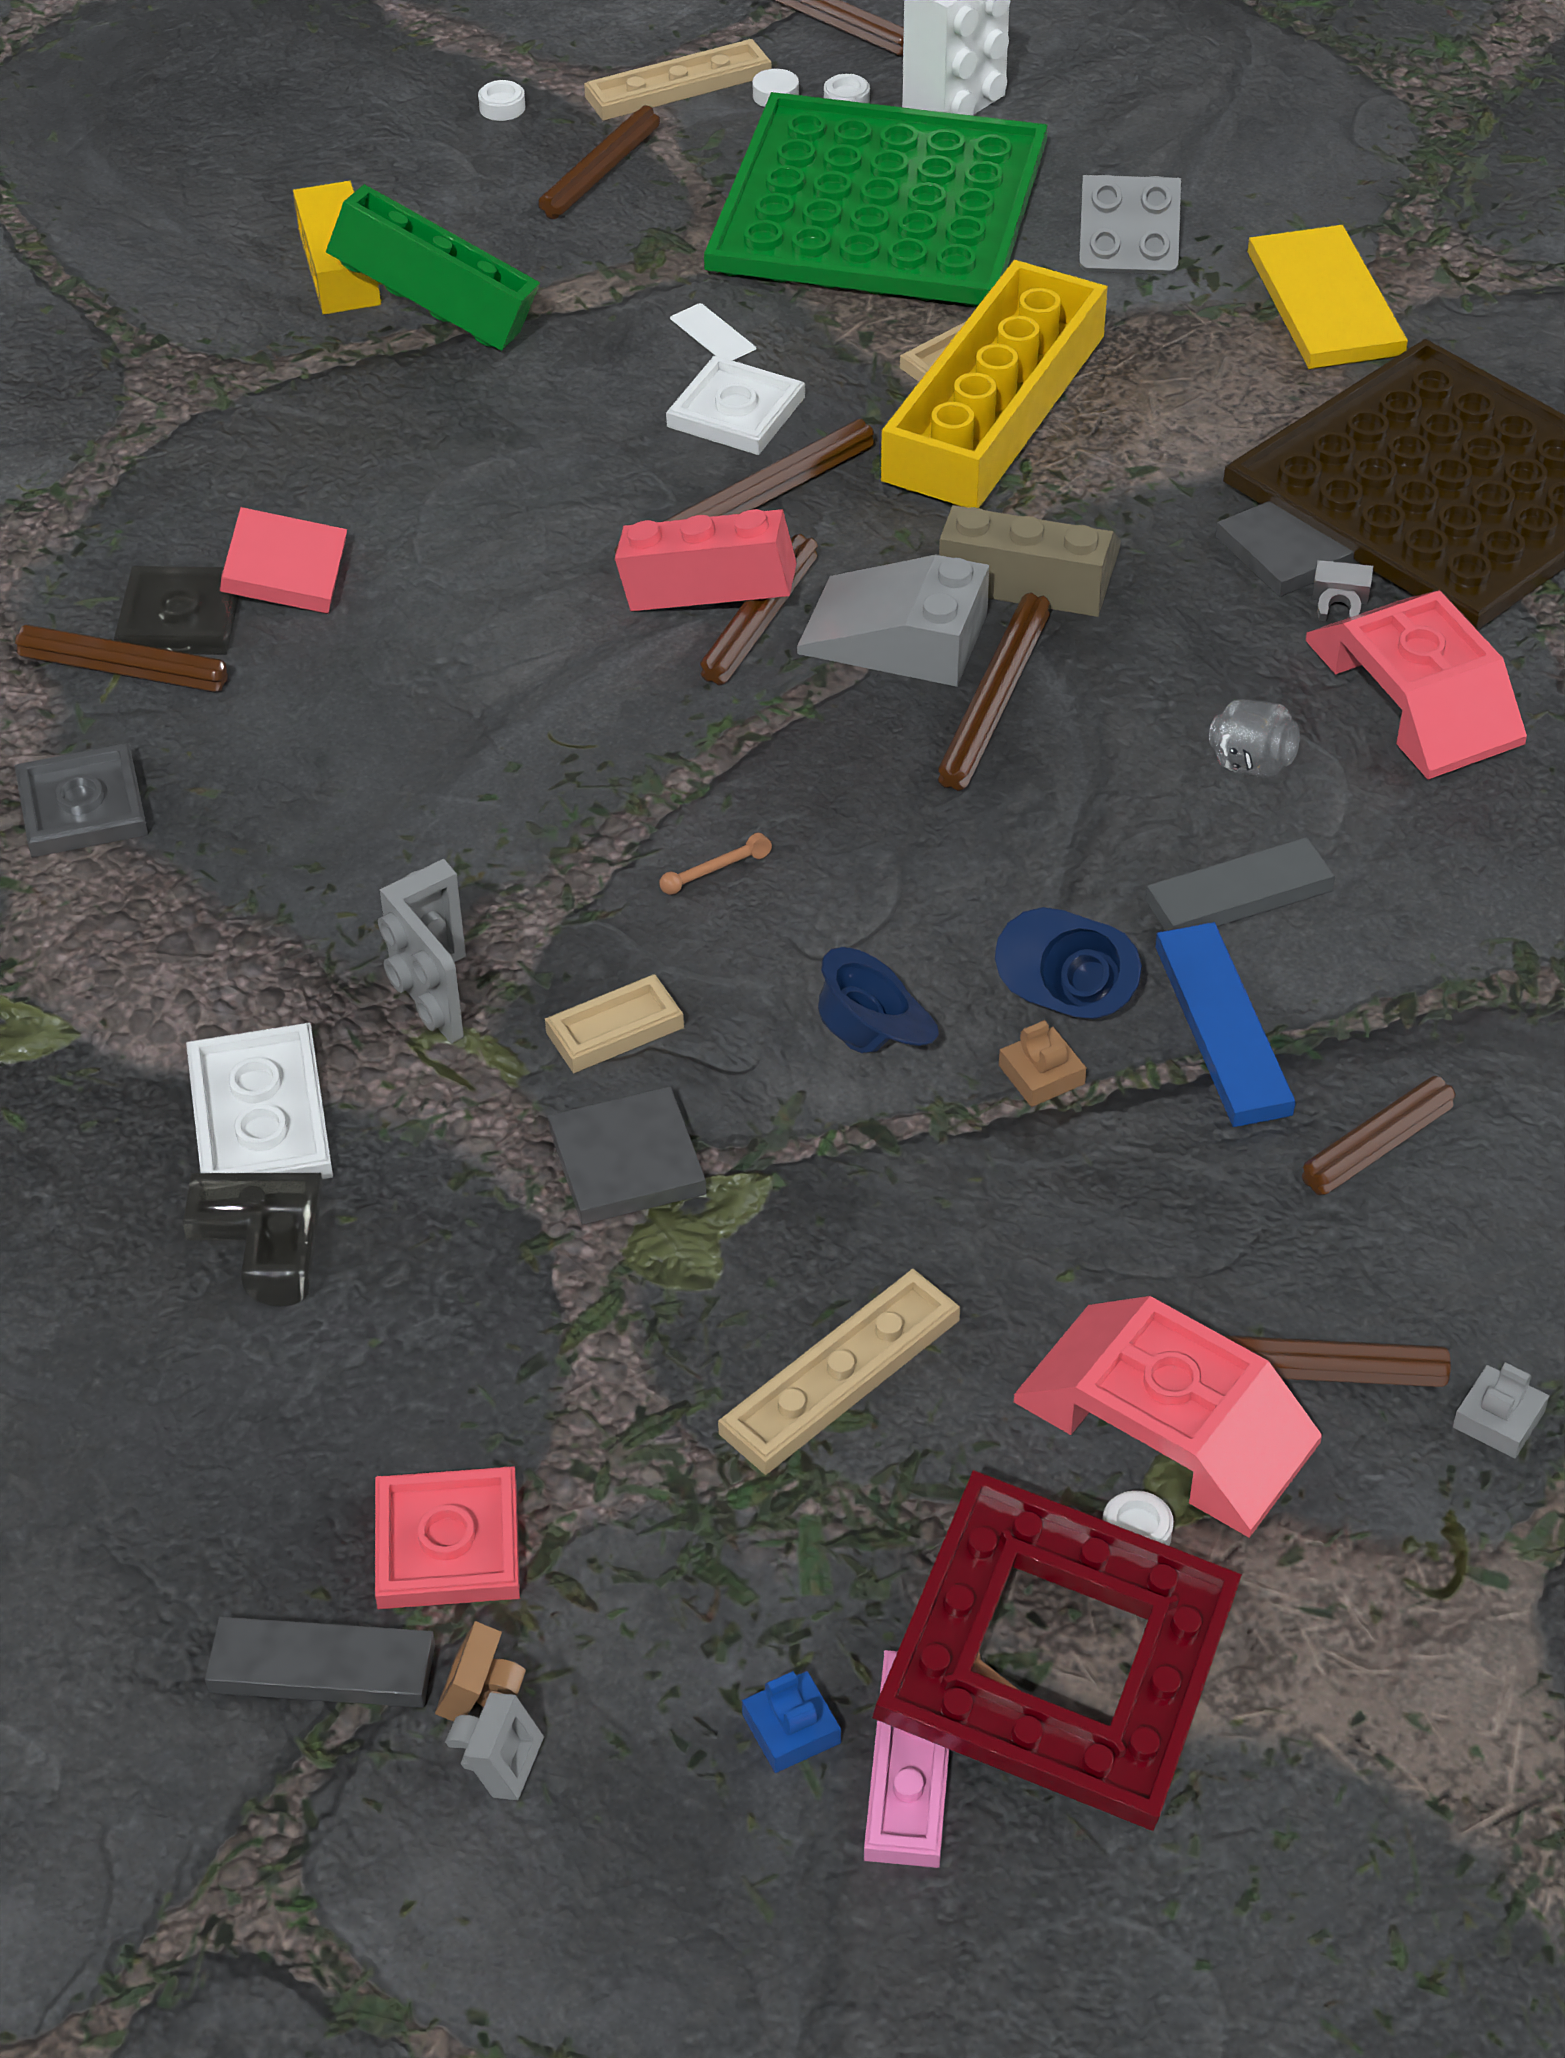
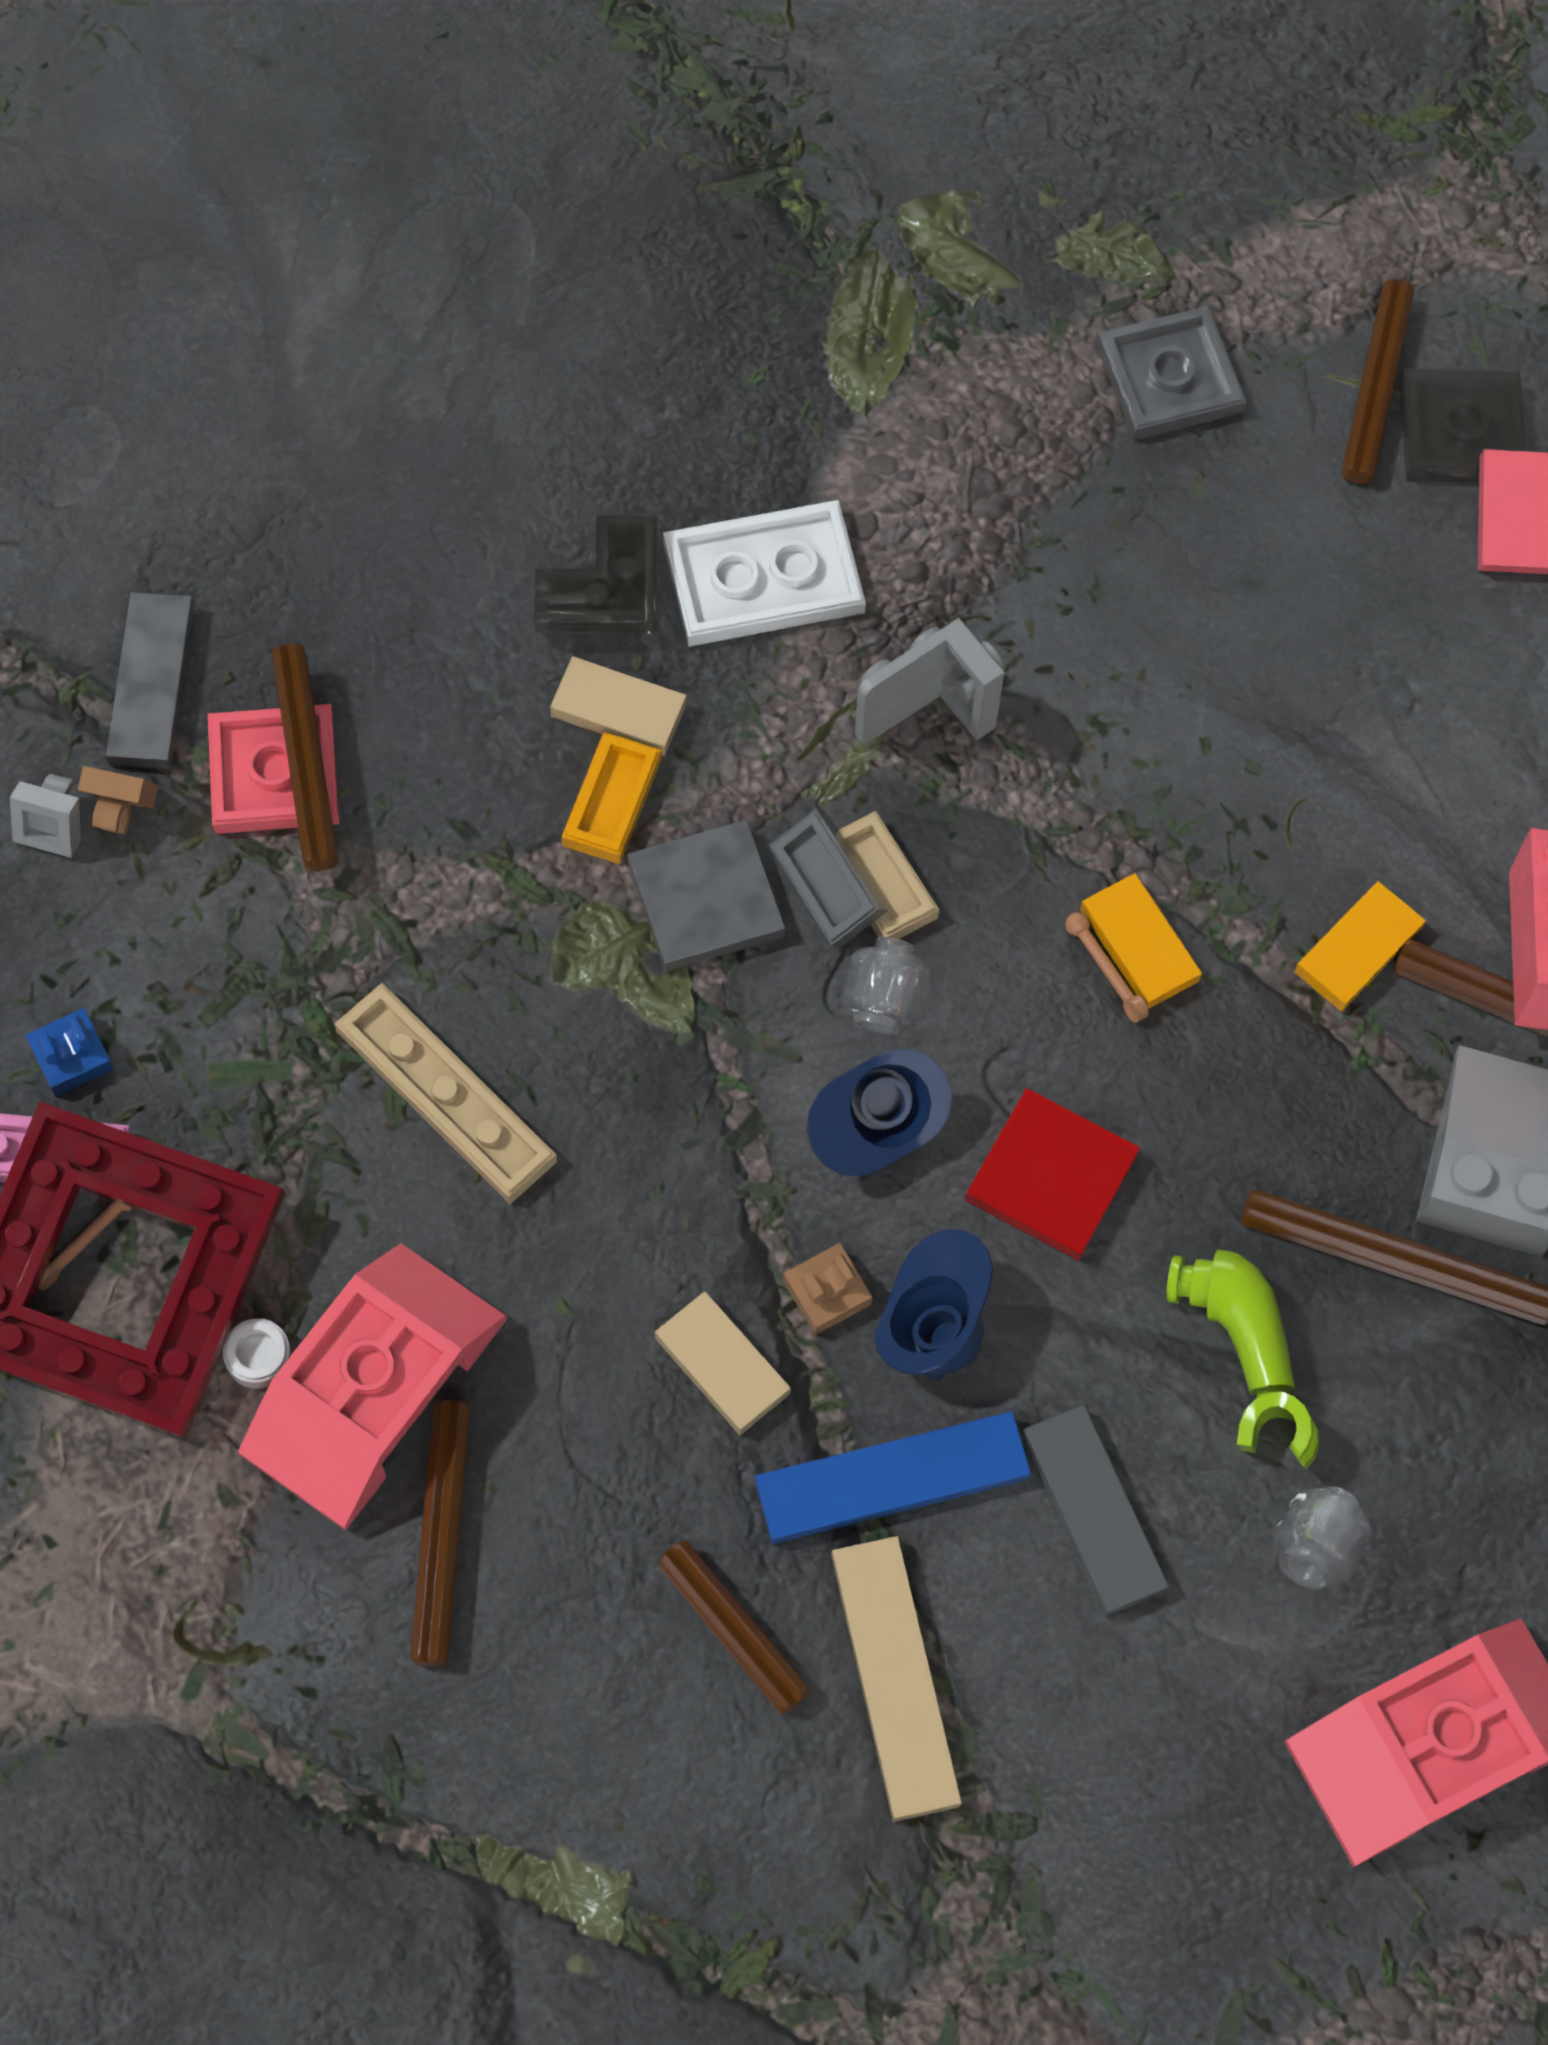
camera: 85 degrees right, 20 degrees up
(402, 1226) = (617, 704): none -> tan tile
(447, 1484) = (304, 757): none -> reddish brown axle
(508, 1233) = (611, 798): none -> light orange tile
(617, 1052) = (828, 878): none -> dark grey tile
(689, 838) = (1140, 941): none -> light orange tile
(702, 699) = (1359, 946): none -> light orange tile
(738, 1007) = (885, 986): none -> clear head
(922, 906) = (1052, 1174): none -> red tile
(1048, 775) = (1248, 1310): none -> lime piece
(1121, 1143) = (722, 1363): none -> tan tile
(1409, 1023) = (895, 1679): none -> tan tile
(1501, 1409) = (376, 1712): light grey tile -> none

